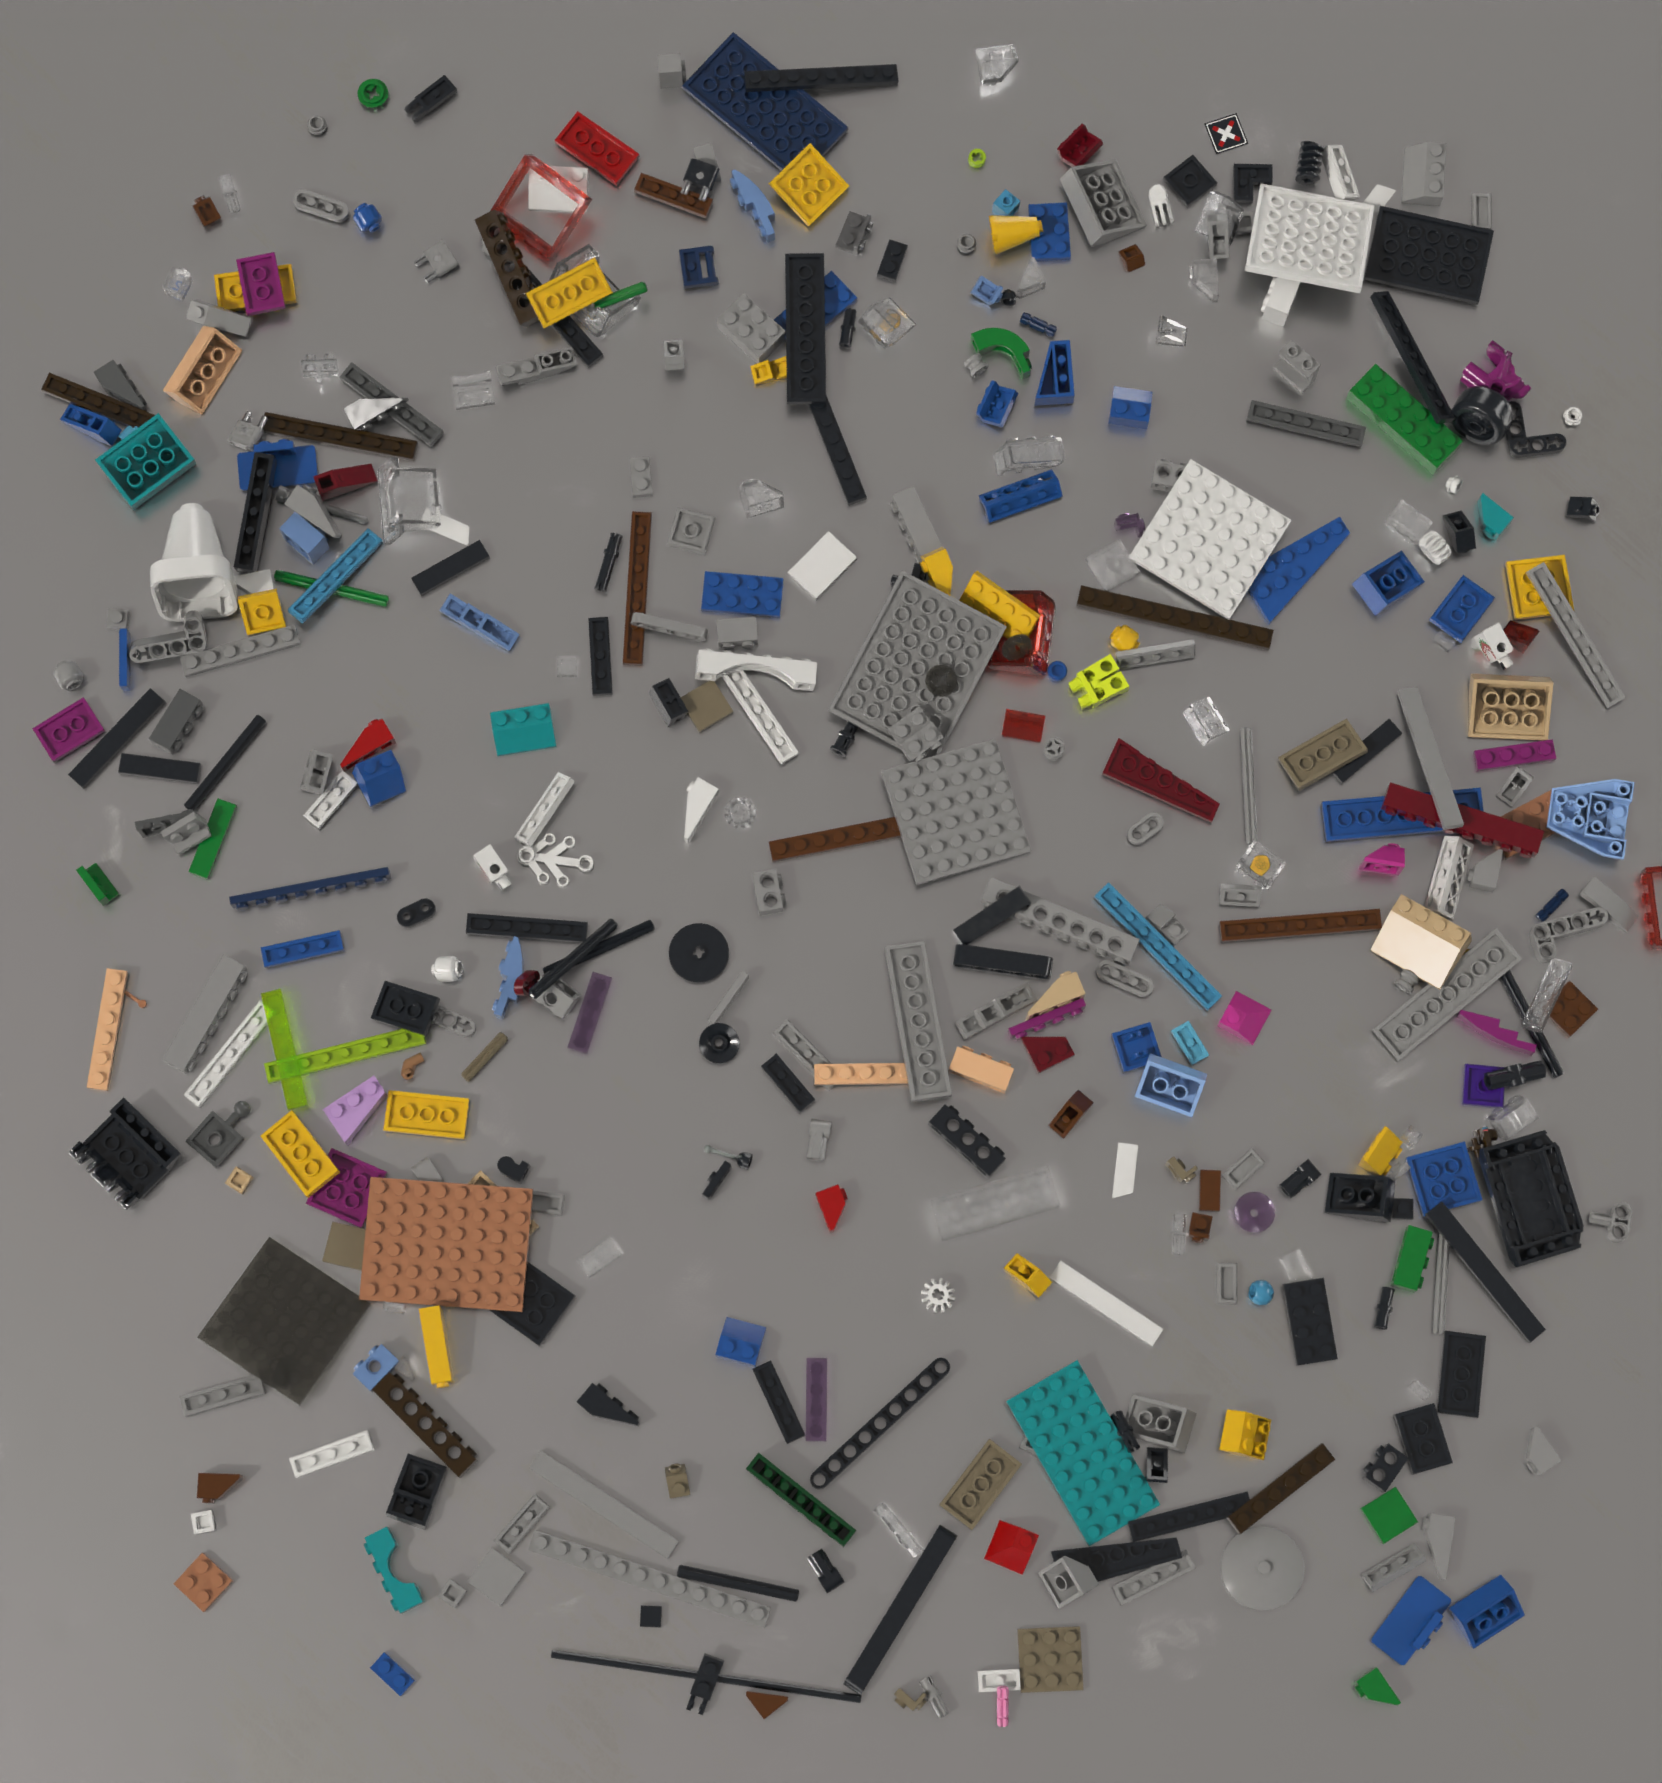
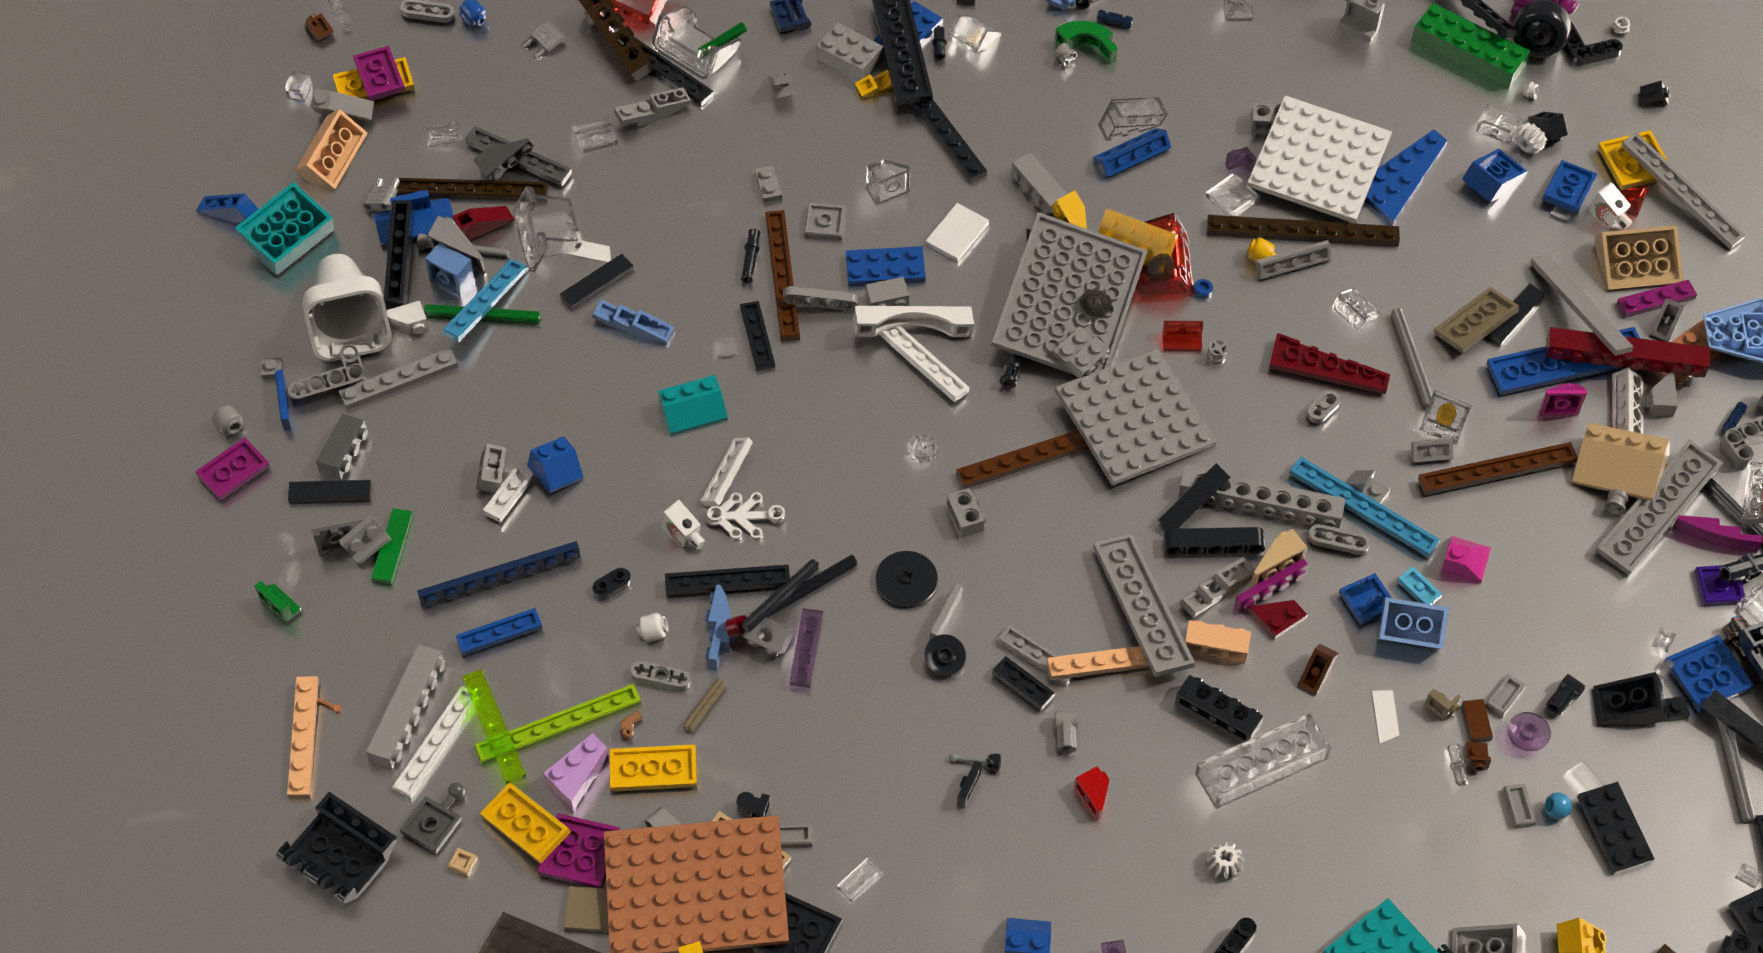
camera: 10 degrees left, 20 degrees down
(95, 401) = (212, 186): dark brown plate -> none
(116, 385) = (249, 173): dark grey slope -> none
(116, 738) = (282, 471): black tile -> none
(225, 762) = (397, 475): black axle -> none
(261, 611) = (416, 338): yellow plate -> none
(369, 743) = (543, 431): red slope -> none
(405, 1008) = (615, 669): black plate -> none
(569, 292) = (674, 39): yellow tile -> none
(668, 701) = (831, 362): black hinge -> none
(699, 801) = (880, 443): white slope -> none
(706, 705) = (869, 362): dark tan tile -> none
(996, 404) = (1091, 82): blue bracket -> none
(1028, 1275) = (1314, 826): yellow slope -> none
(1057, 376) = (1143, 52): blue wedge -> none
(1099, 682) = (1246, 290): neon yellow hips -> none
(1106, 1303) = (1401, 843): white tile -> none
(1130, 407) = (1217, 71): blue slope -> none
(1306, 423) = (1381, 61): dark grey plate -> none
(1380, 1153) = (1640, 654): yellow slope -> none
(1384, 1308) = (1687, 803): black pin -> none
(1412, 1259) = (1701, 751): green brick -> none
(1492, 517) = (1574, 109): teal slope -> none

